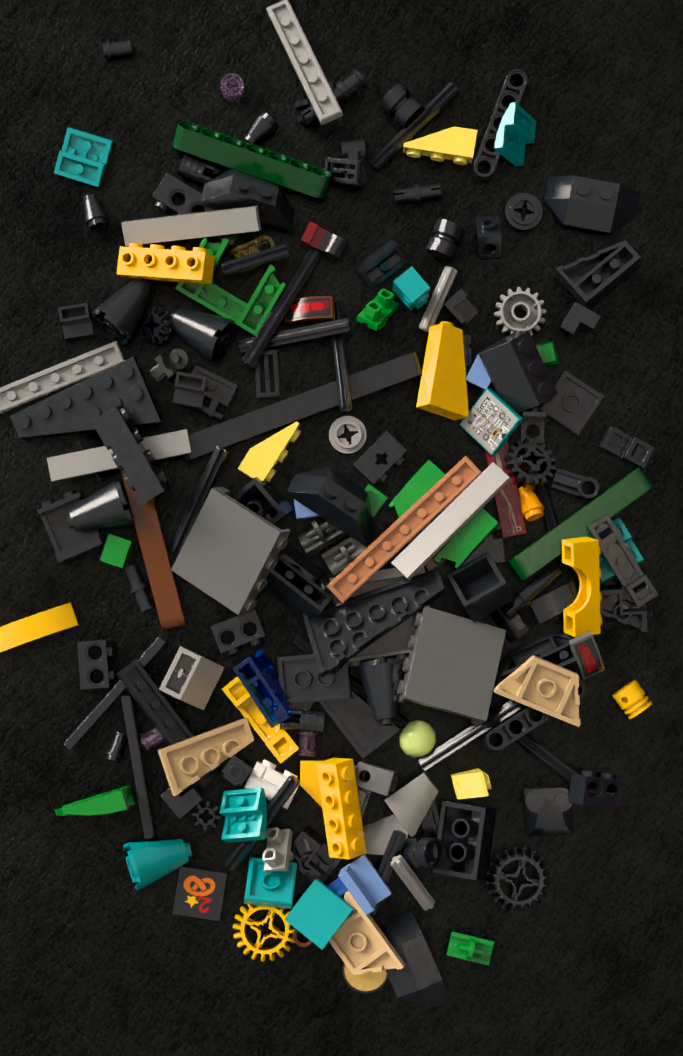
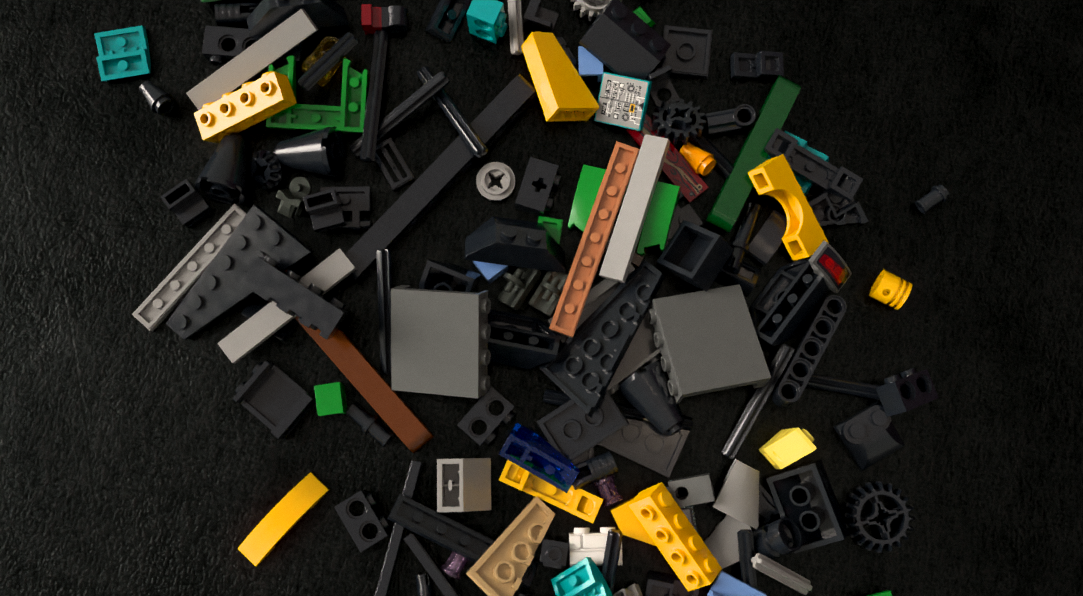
camera: 30 degrees left, 5 degrees down
(101, 510) = (295, 367): black cone -> none
(265, 455) = (428, 236): light yellow slope -> none
(312, 309) = (402, 84): slope -> none
(378, 310) = (466, 53): green hips -> none
(417, 739) = (710, 431): yellowish green hair -> none
(544, 688) = (808, 318): tan wing -> none

